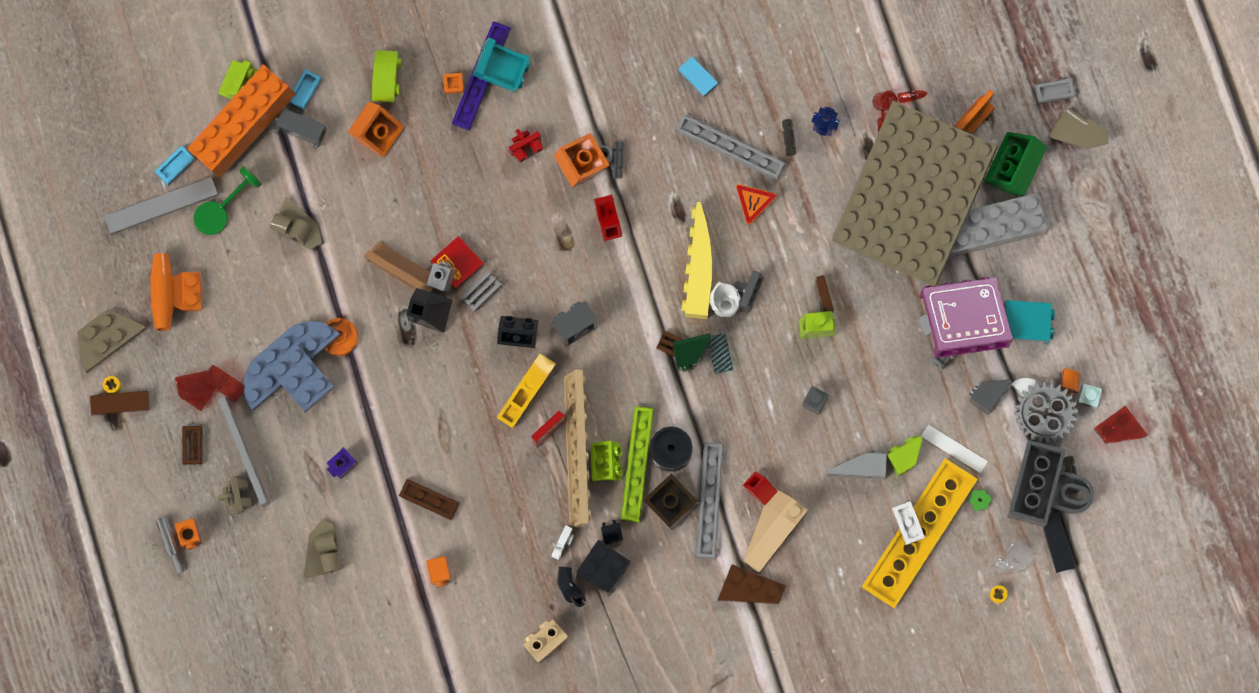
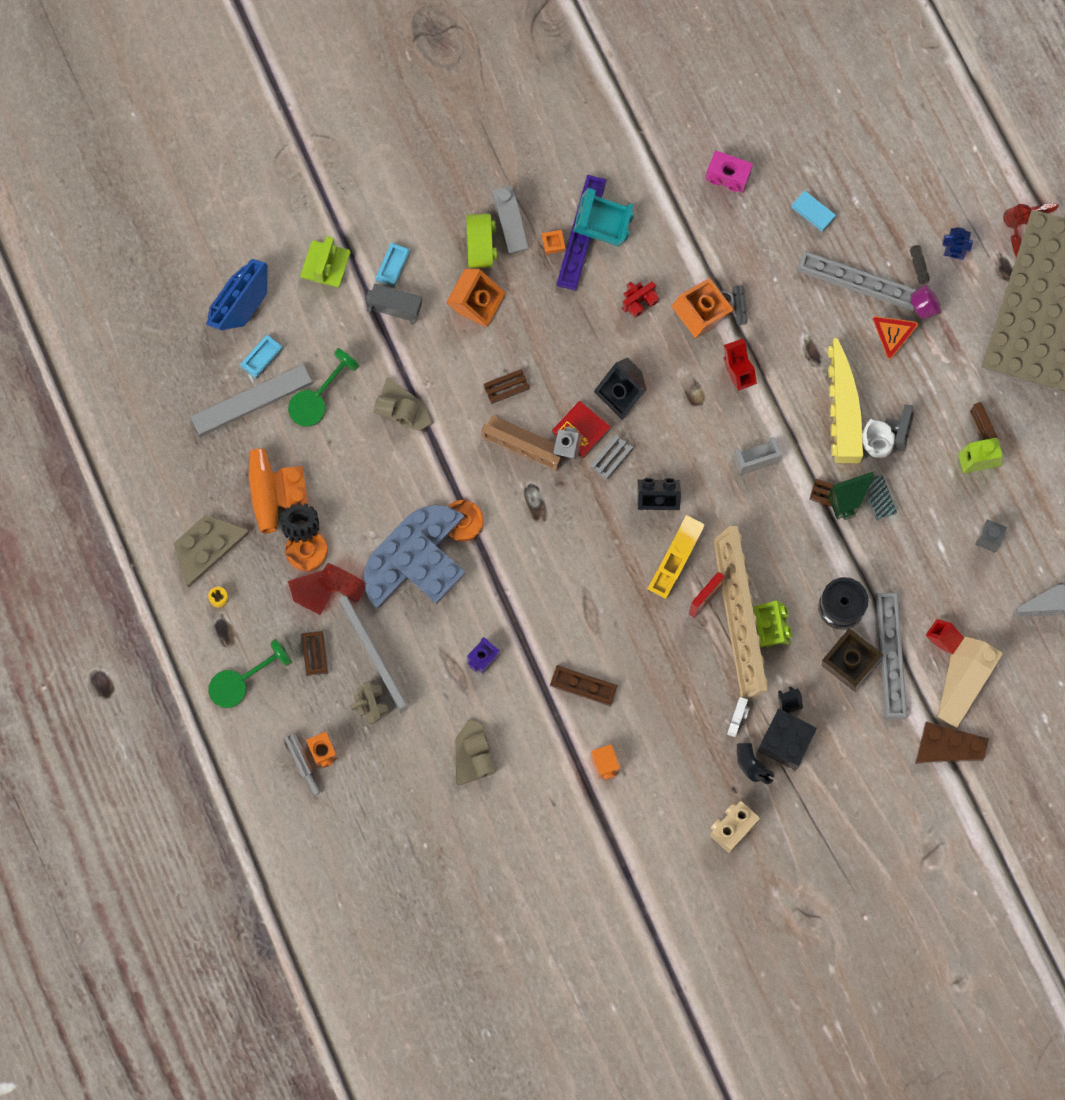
camera: 10 degrees left, 5 degrees down
(113, 469) = (229, 687): none -> green piece
(119, 403) = (228, 615): reddish brown tile -> none
(159, 109) = (239, 297): none -> blue wedge
(187, 316) = (301, 532): none -> black tyre
(195, 350) = (307, 555): none -> orange tile
(241, 121) = (330, 300): orange brick -> none
(390, 209) = (519, 373): none -> reddish brown tile
(415, 58) = (509, 219): none -> light grey slope
(429, 310) = (559, 481): black slope -> none
(498, 227) = (622, 387): none -> black slope
(574, 323) = (720, 479): dark grey brick -> none
(613, 305) = (757, 457): none -> light grey panel
(617, 23) = (723, 162): none -> dark pink brick
(637, 464) = (806, 625): lime tile -> none
(788, 175) = (925, 302): none -> magenta hair

